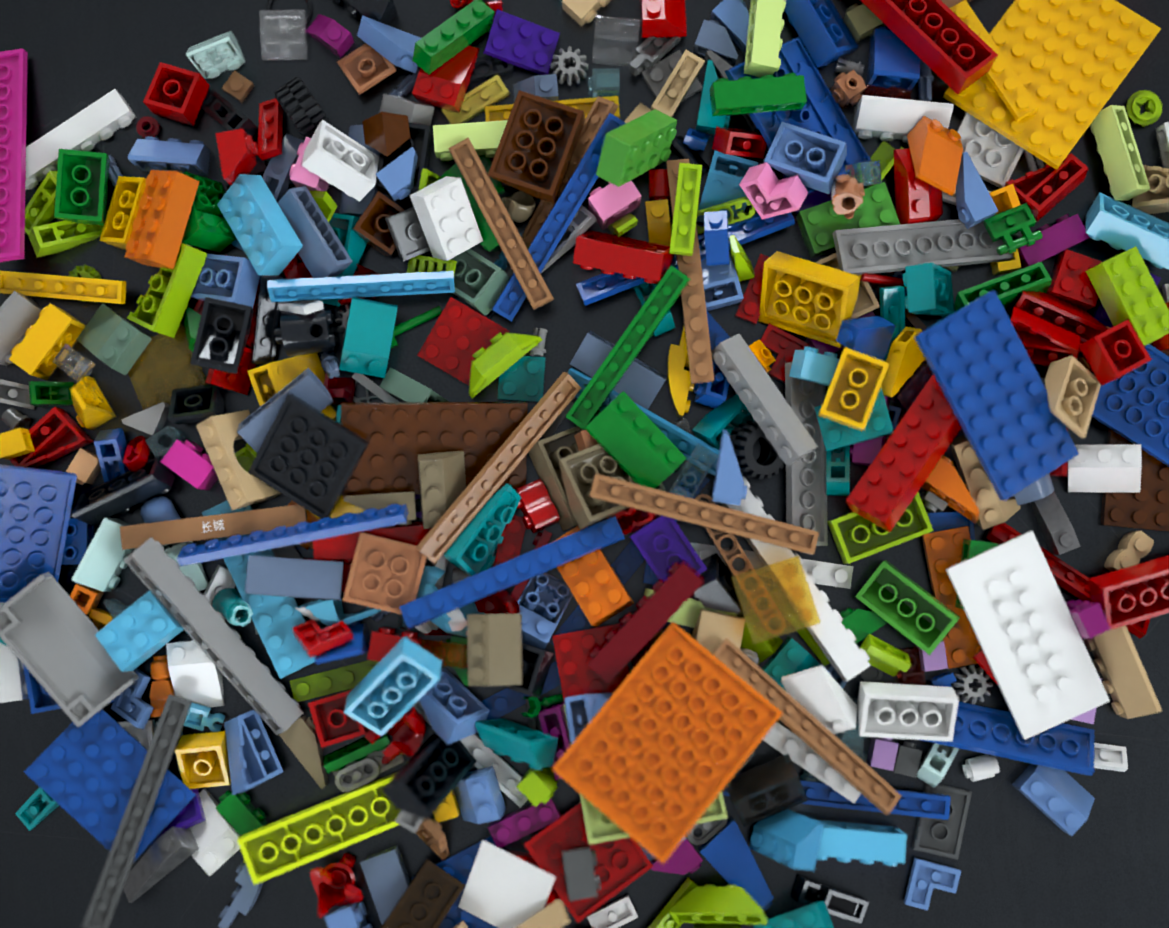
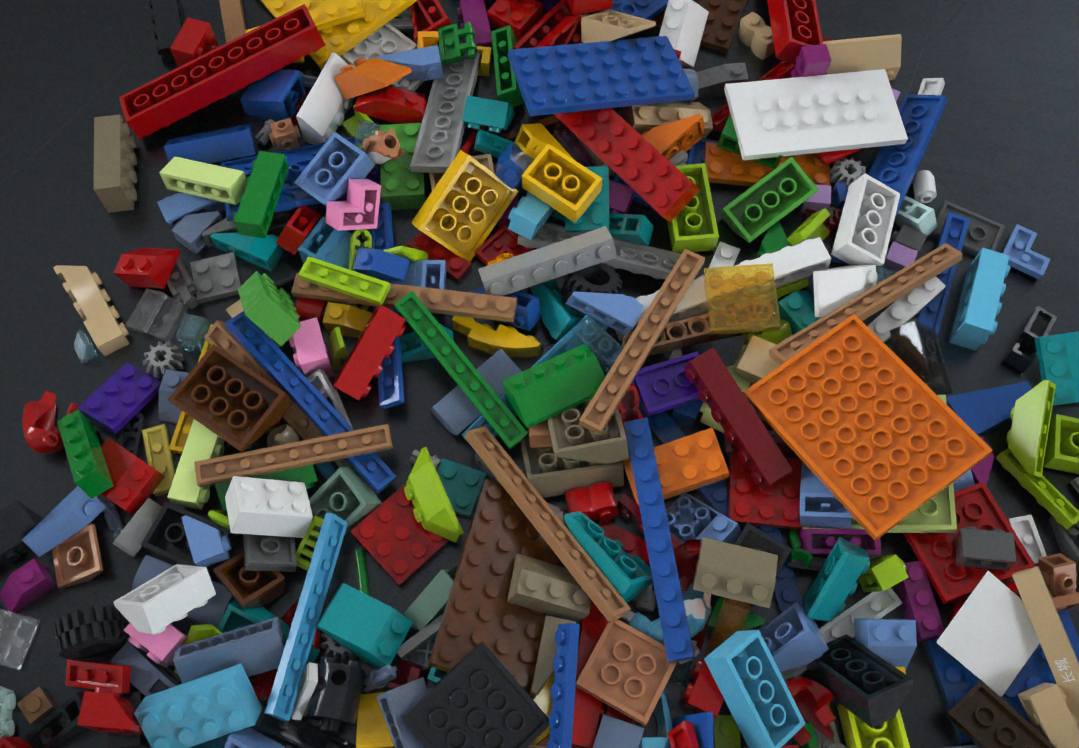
camera: 75 degrees left, 20 degrees down
(386, 131) = (153, 545): reddish brown slope -> none
(408, 821) = (904, 717): light grey plate -> none
(433, 837) = (920, 704): medium nougat wing -> none
(678, 83) = (221, 266): tan plate -> none
(695, 139) = (280, 269): blue plate -> none
(788, 839) = (972, 349): dark azure slope -> none
(861, 21) = (229, 111): olive slope -> none
(1056, 796) = (959, 138): medium blue slope -> none

